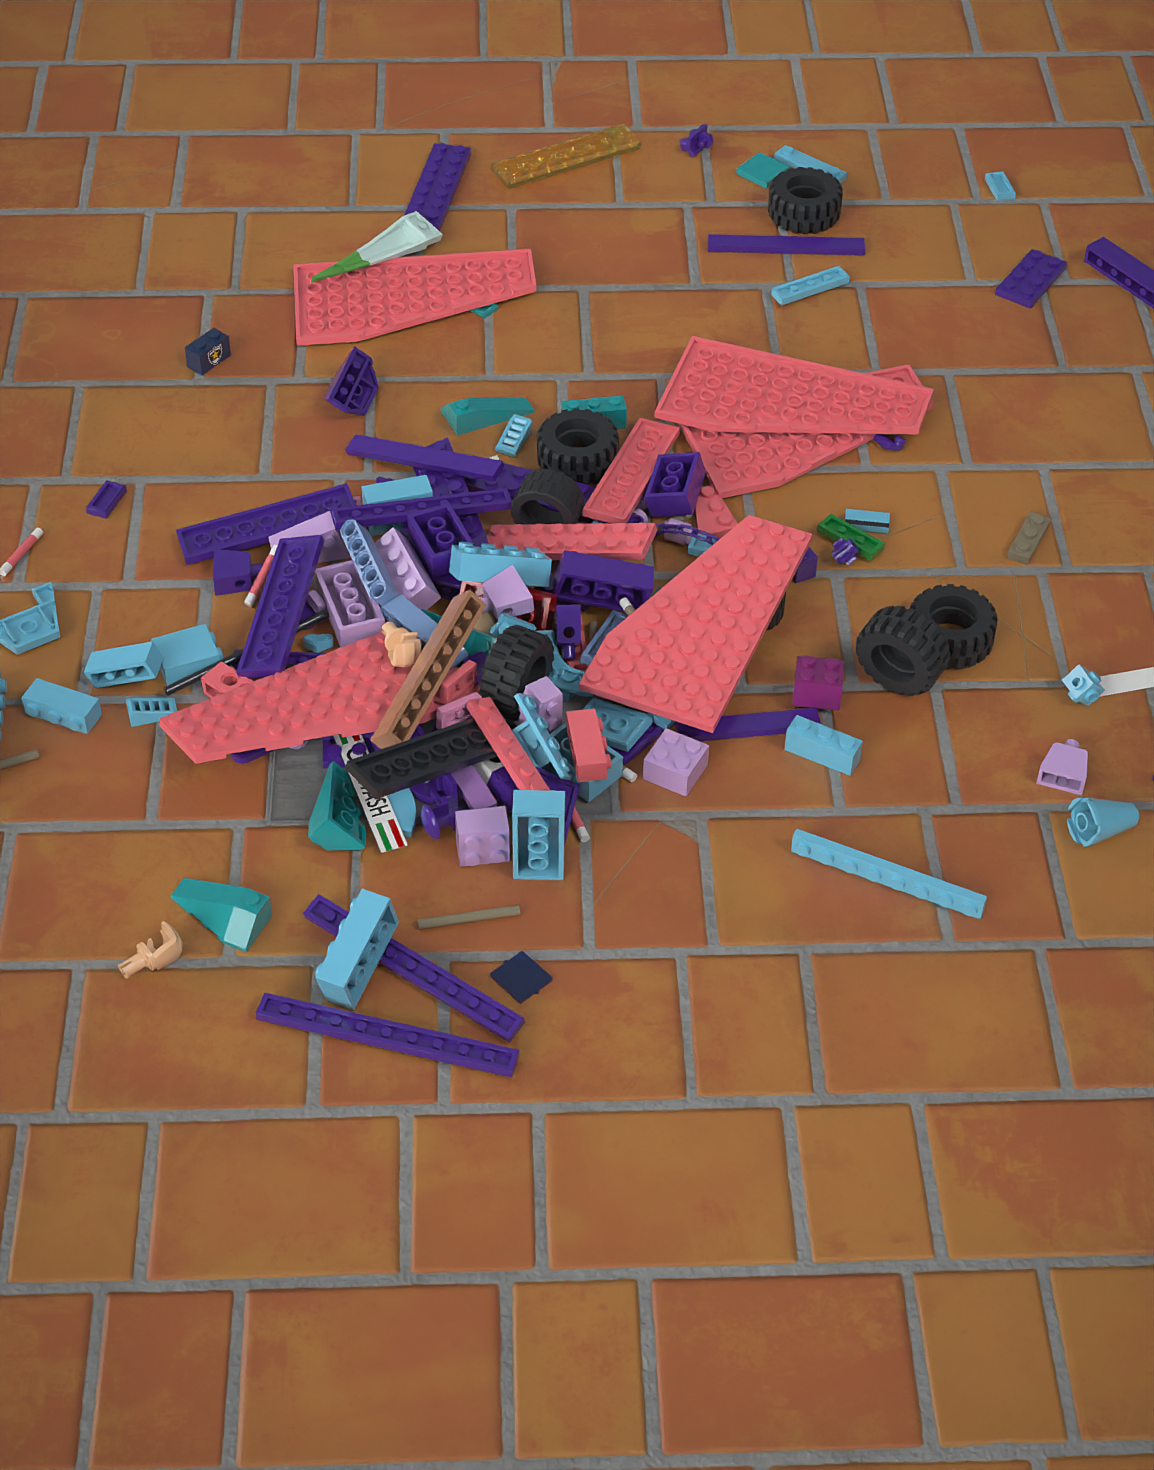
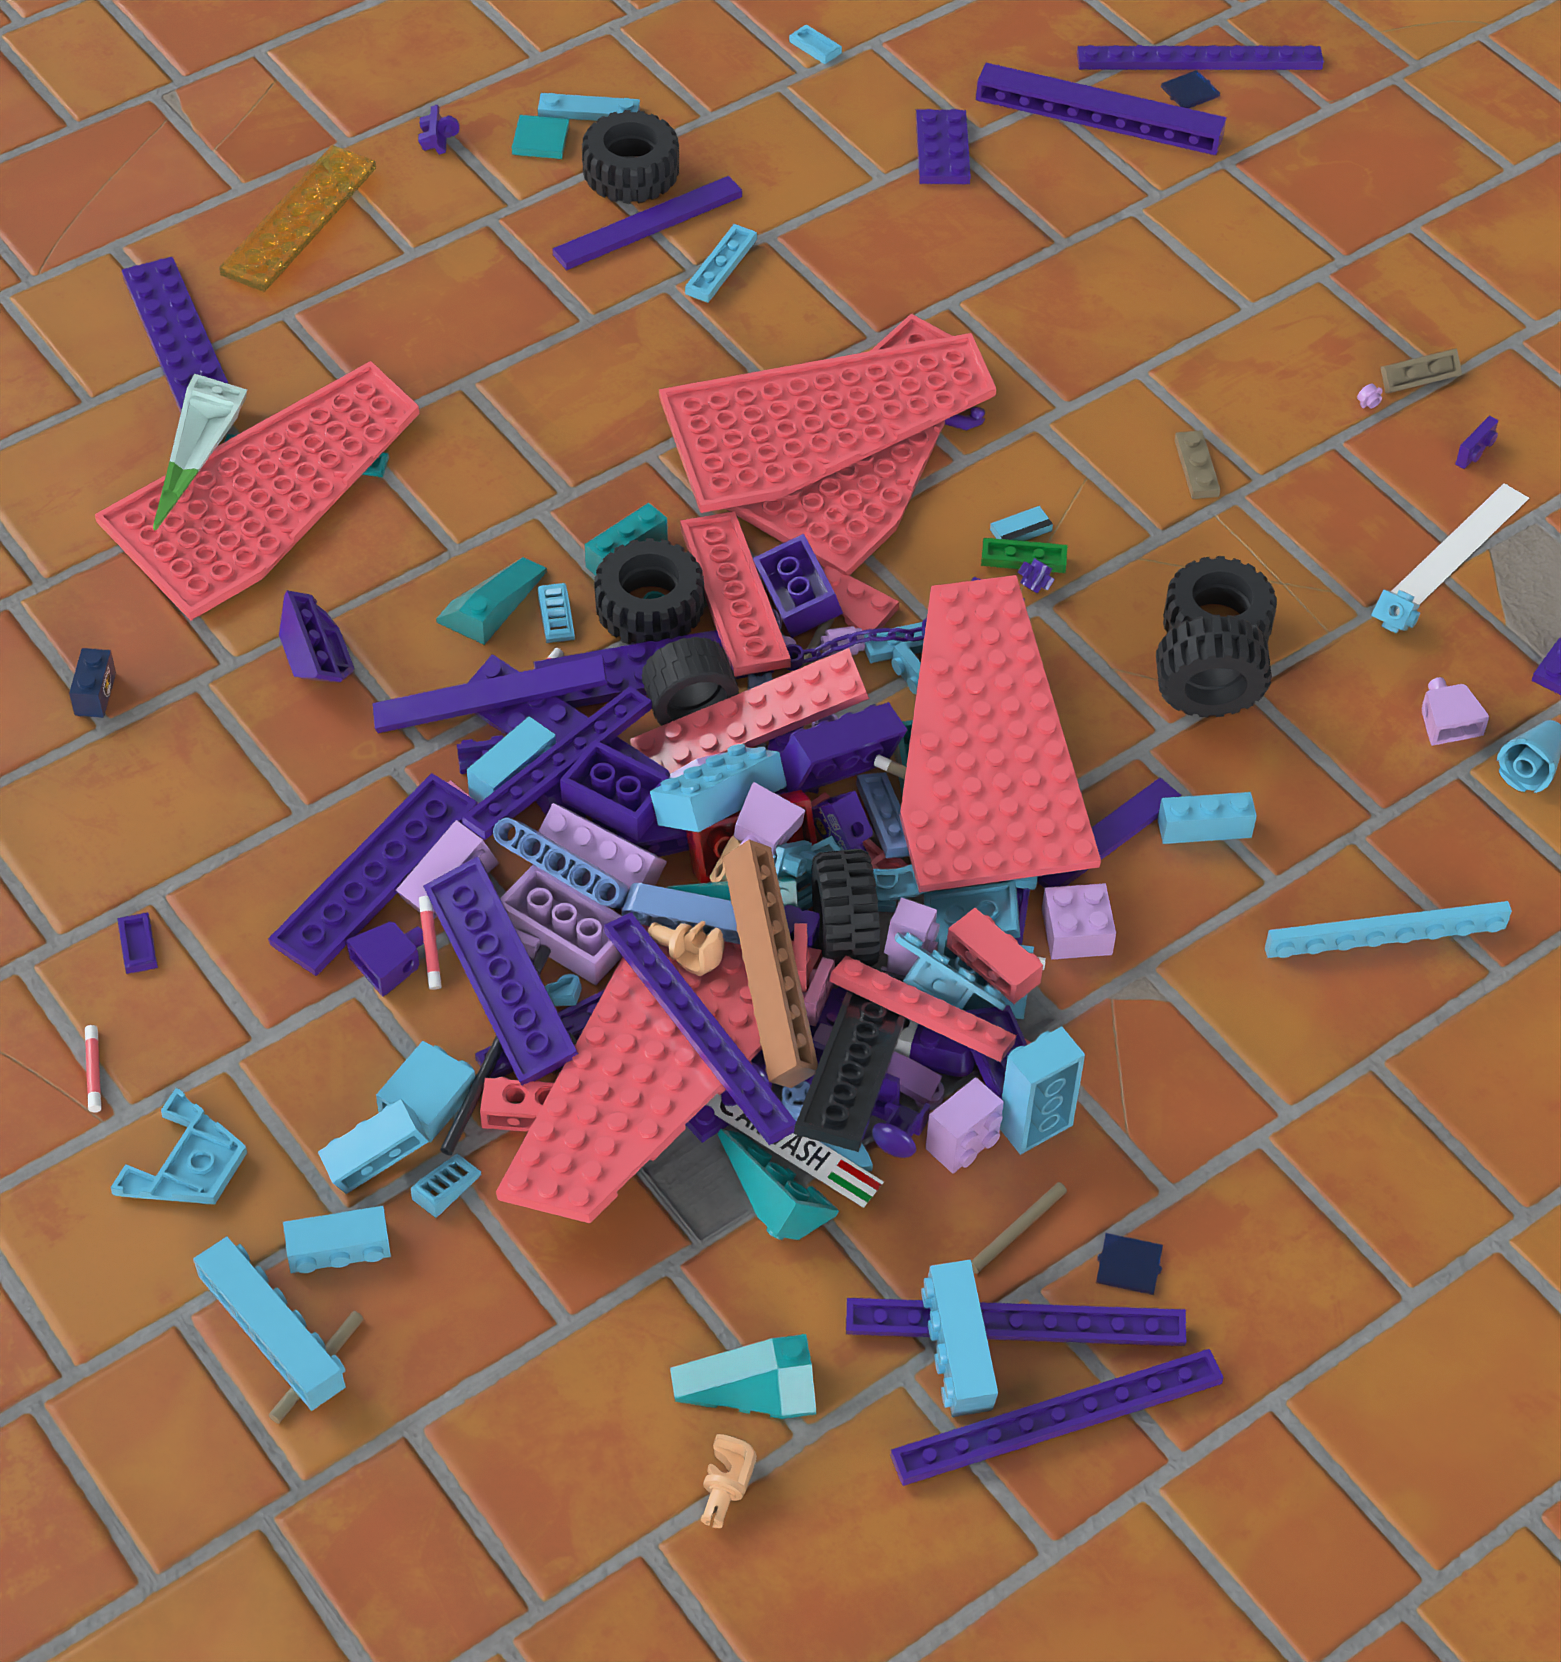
camera: 35 degrees left, 5 degrees up
(358, 688) = (701, 1029): none -> dark purple plate
(818, 682) = (1144, 748): magenta brick -> none

